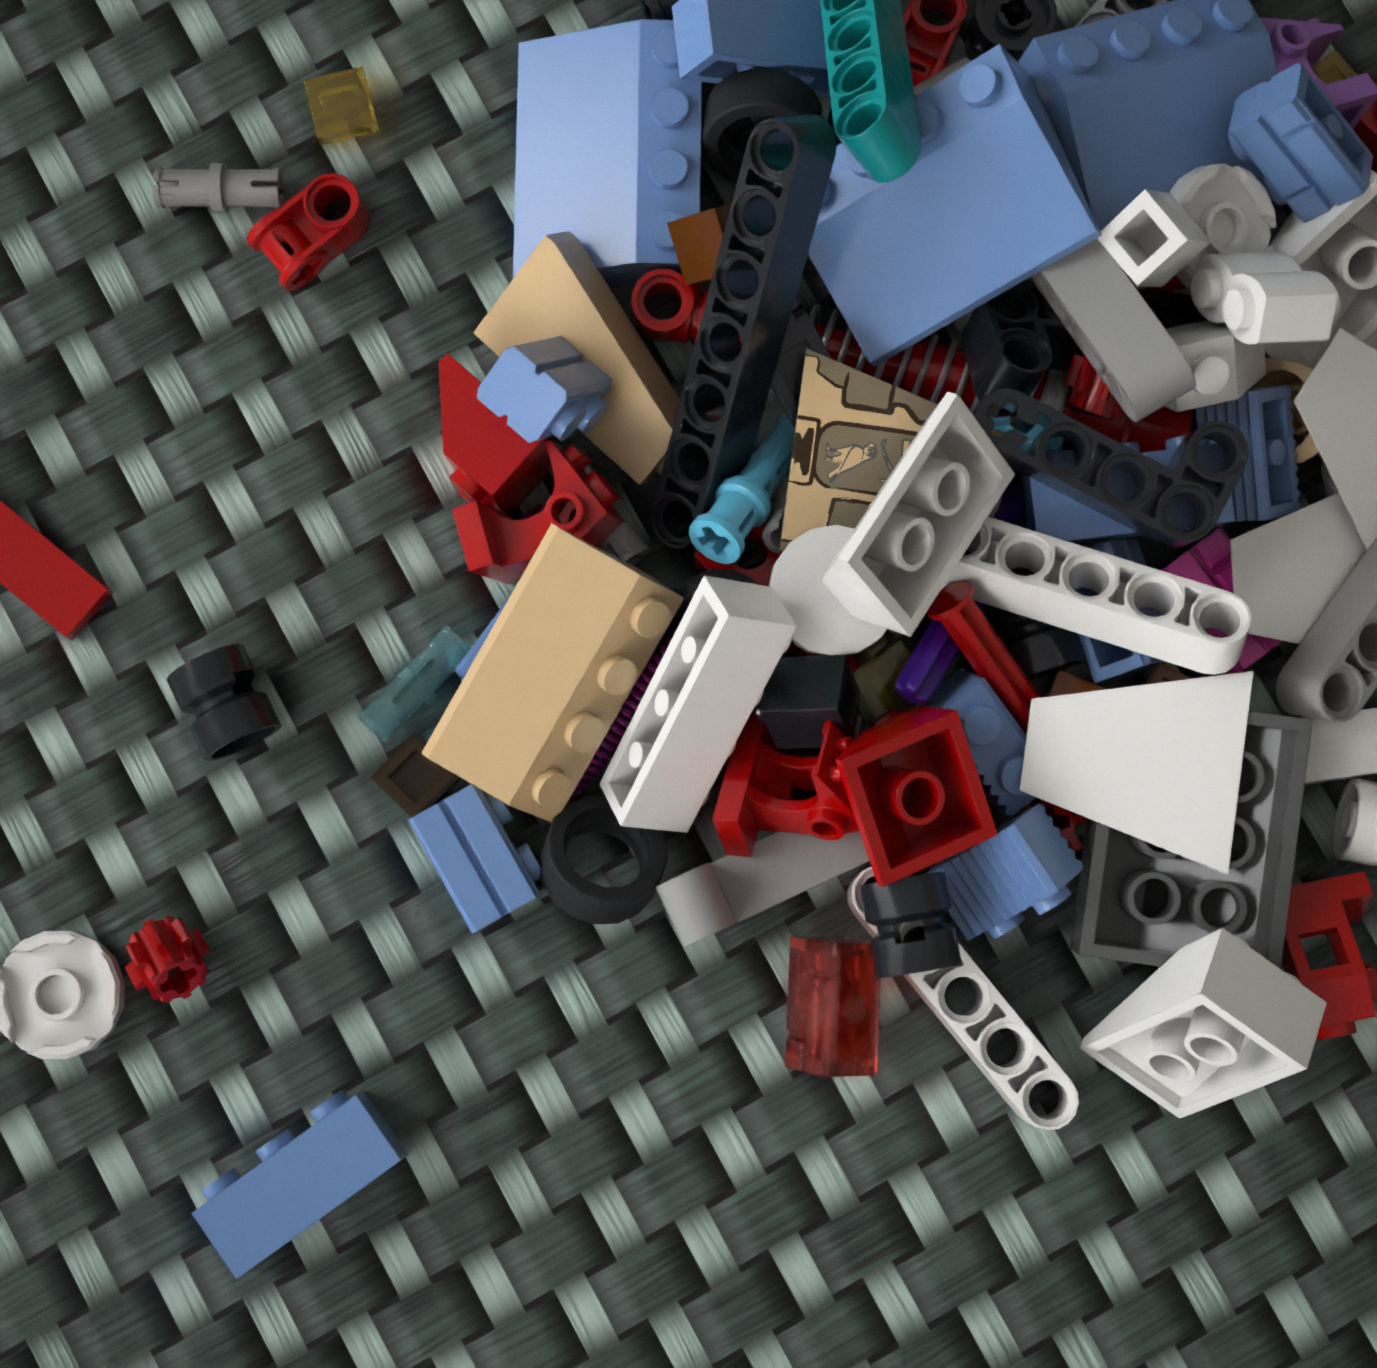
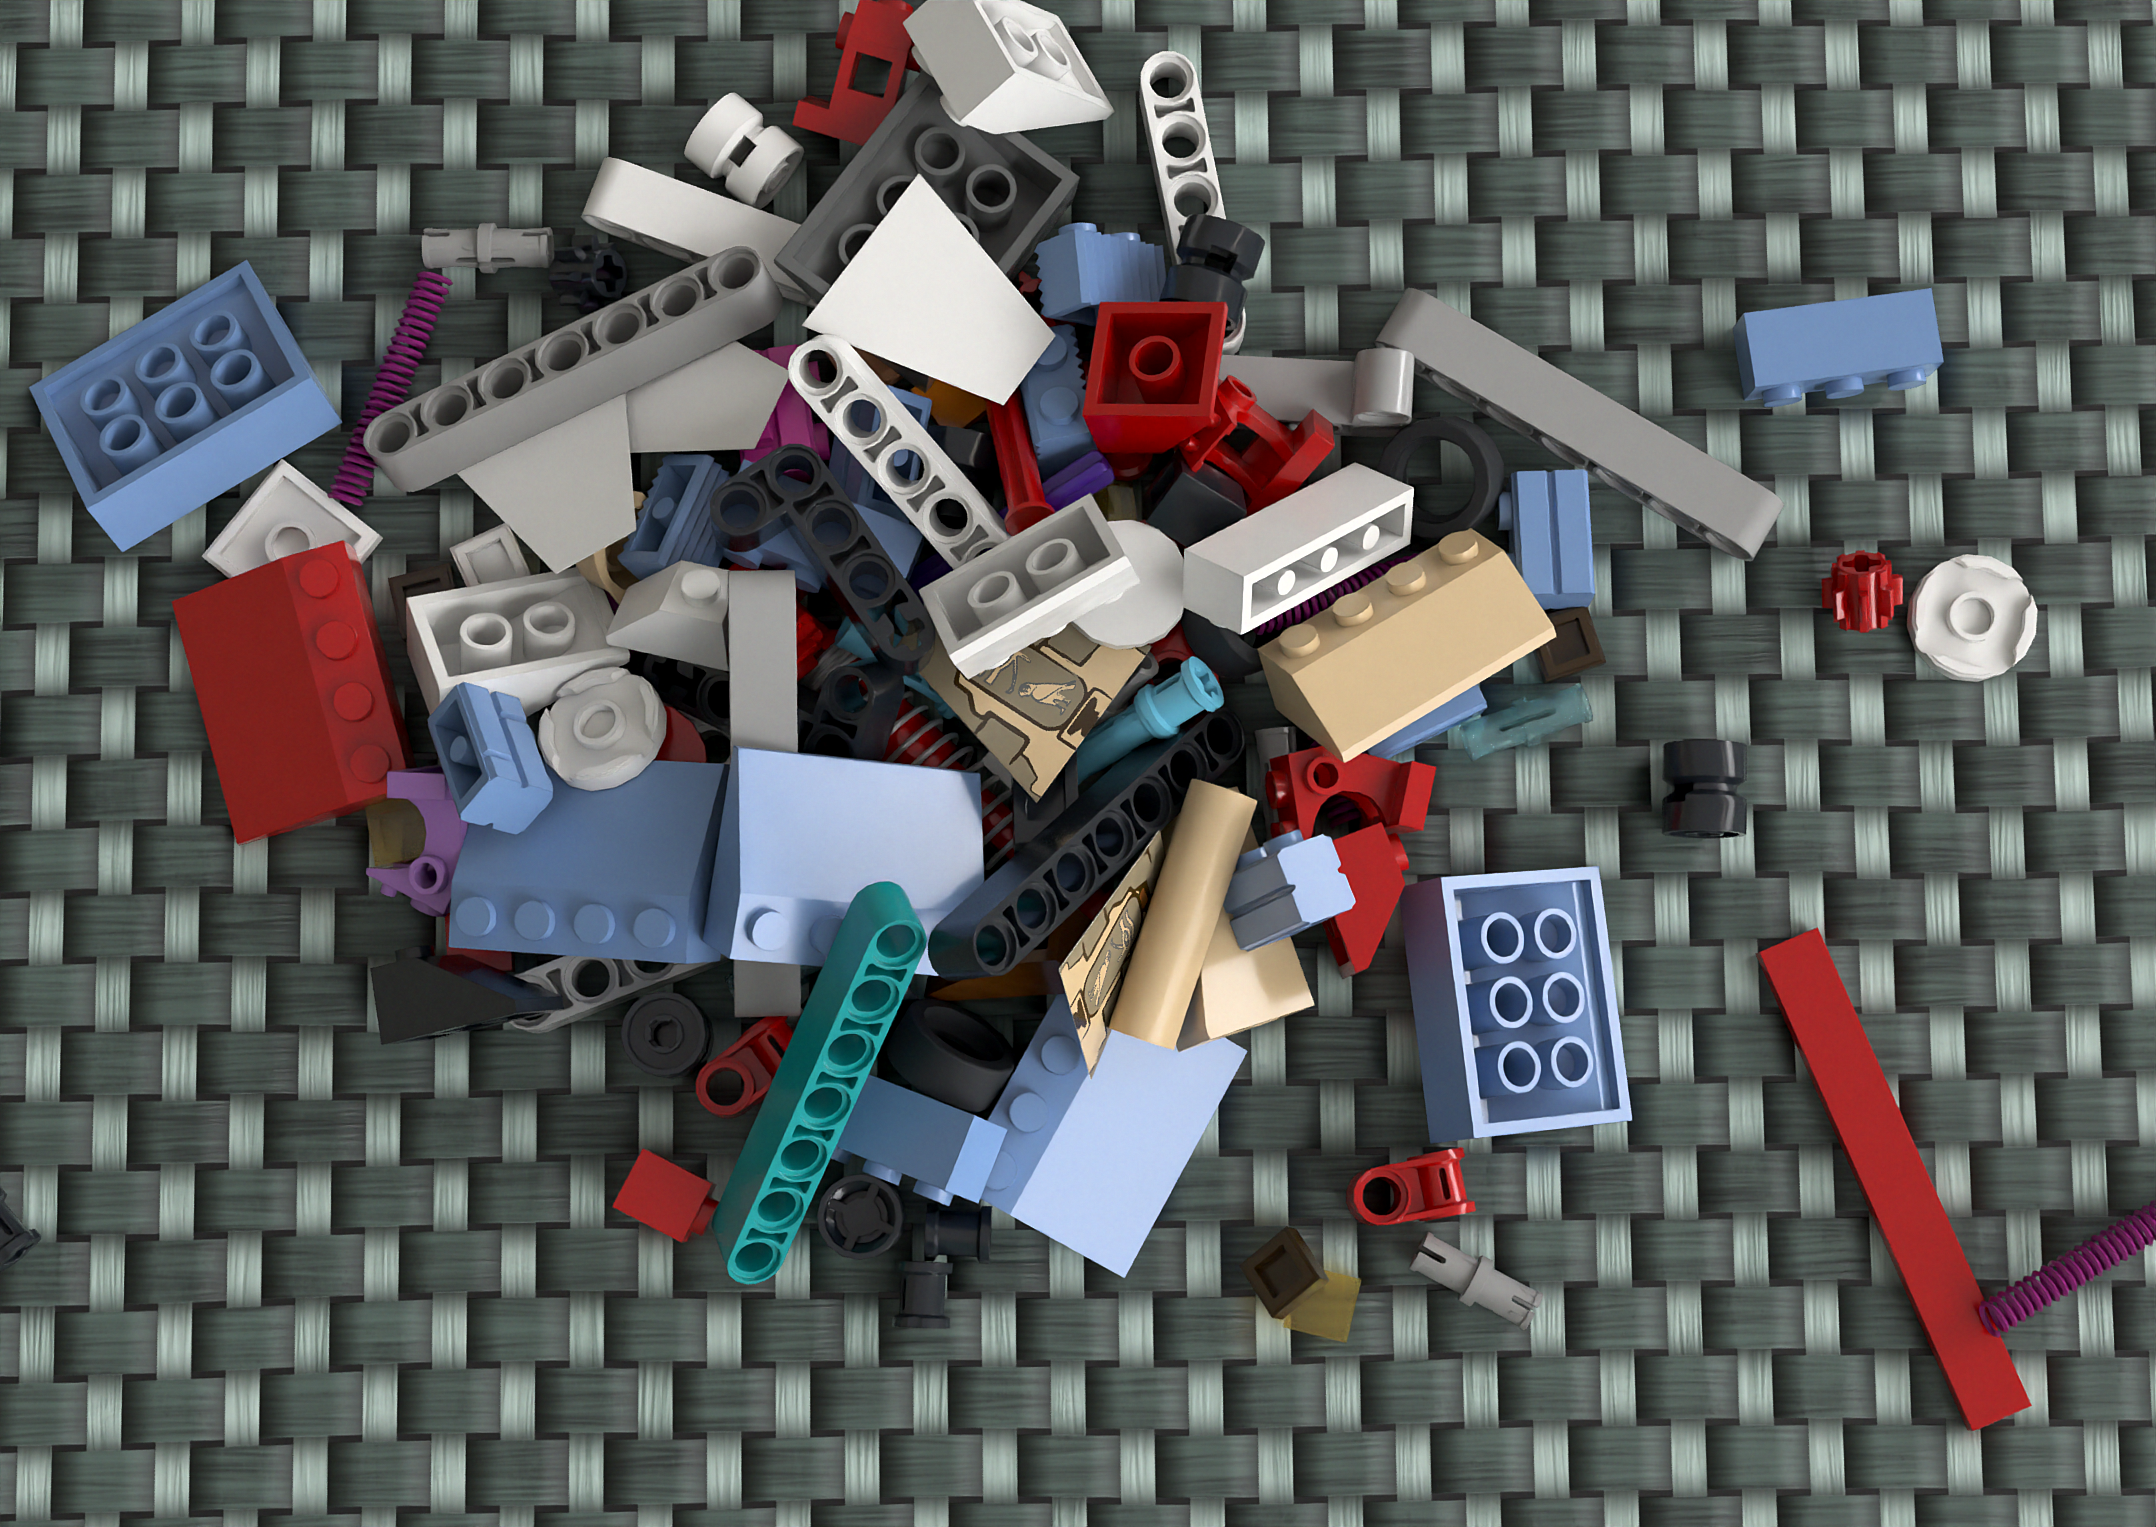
camera: 150 degrees left, 0 degrees up
(300, 430) = (1514, 1003): none -> medium blue slope
(384, 107) = (1284, 1273): none -> dark brown tile
(503, 981) = (1582, 425): none -> light grey beam
(626, 327) = (1182, 914): none -> tan brick
(669, 232) = (1102, 955): none -> sticker
(832, 1007) = (1308, 251): clear red brick -> none
(1153, 238) = (683, 726): white brick -> none
(1264, 297) = (613, 628): white brick -> none

